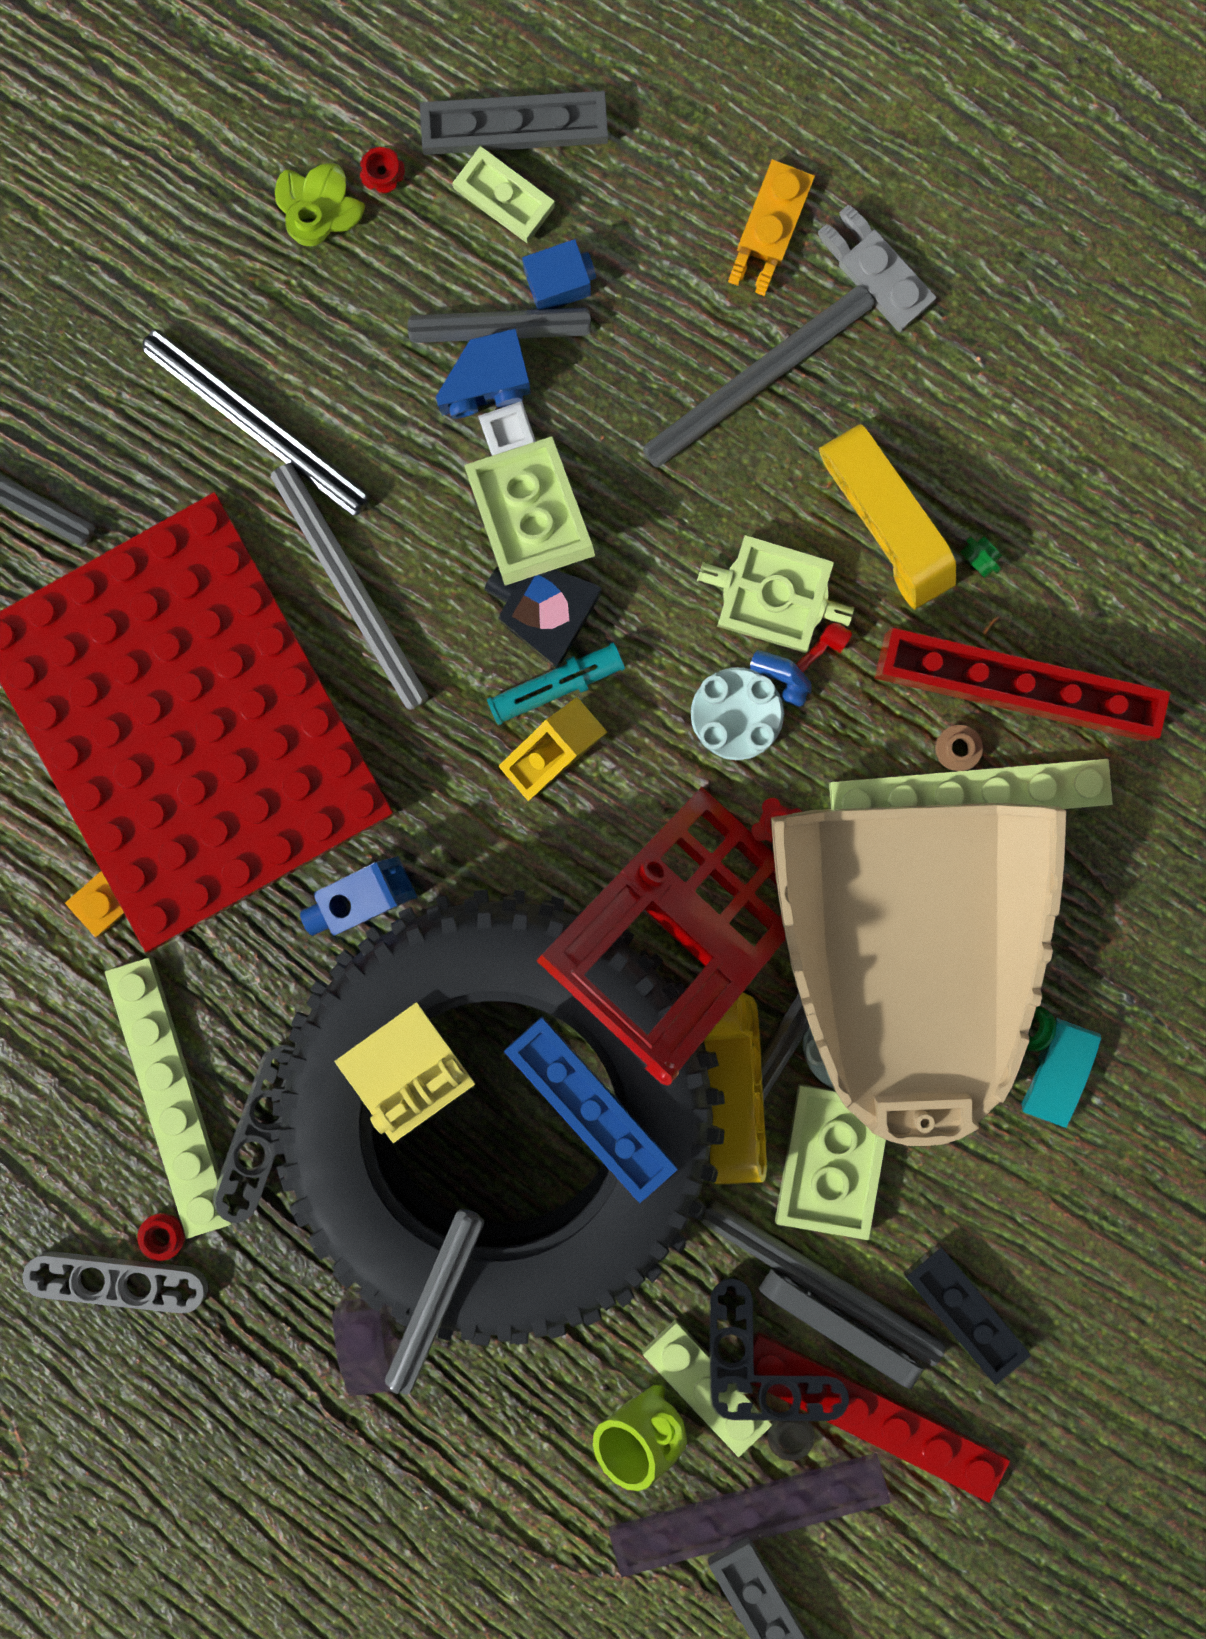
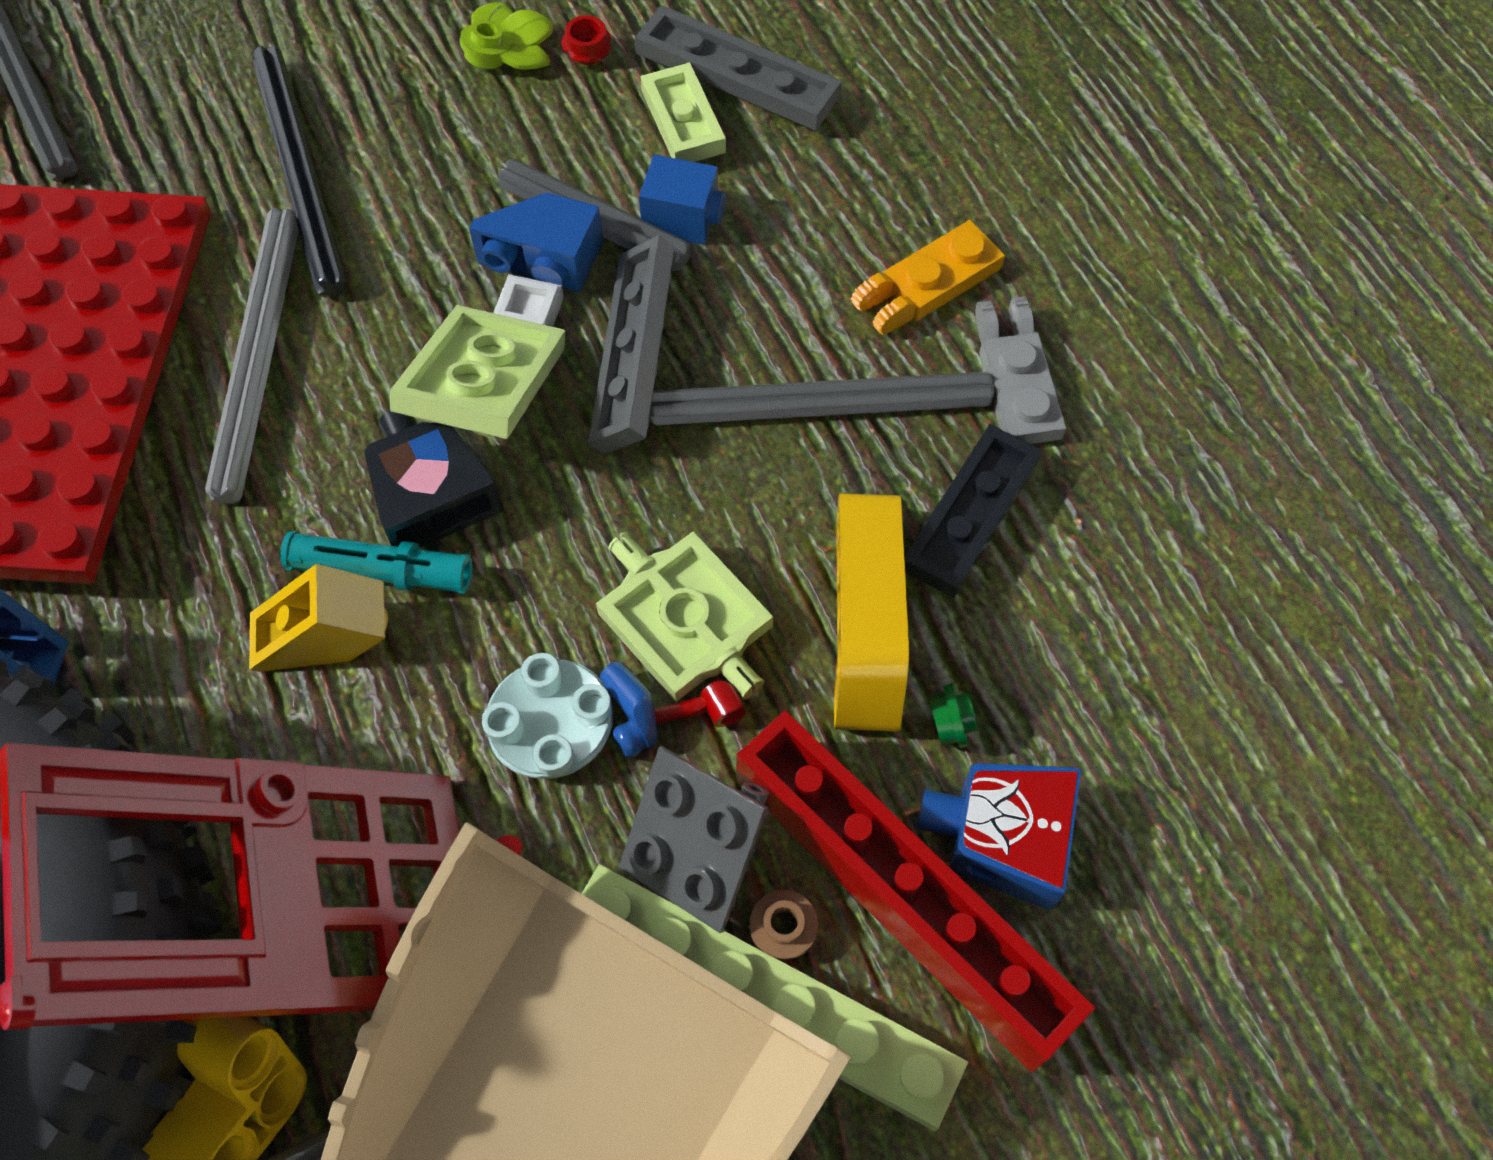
camera: 30 degrees right, 25 degrees down
(606, 417) = (632, 346): none -> dark grey plate
(883, 734) = (694, 837): none -> dark grey hinge
(910, 399) = (971, 510): none -> black plate
(1056, 607) = (1009, 828): none -> torso

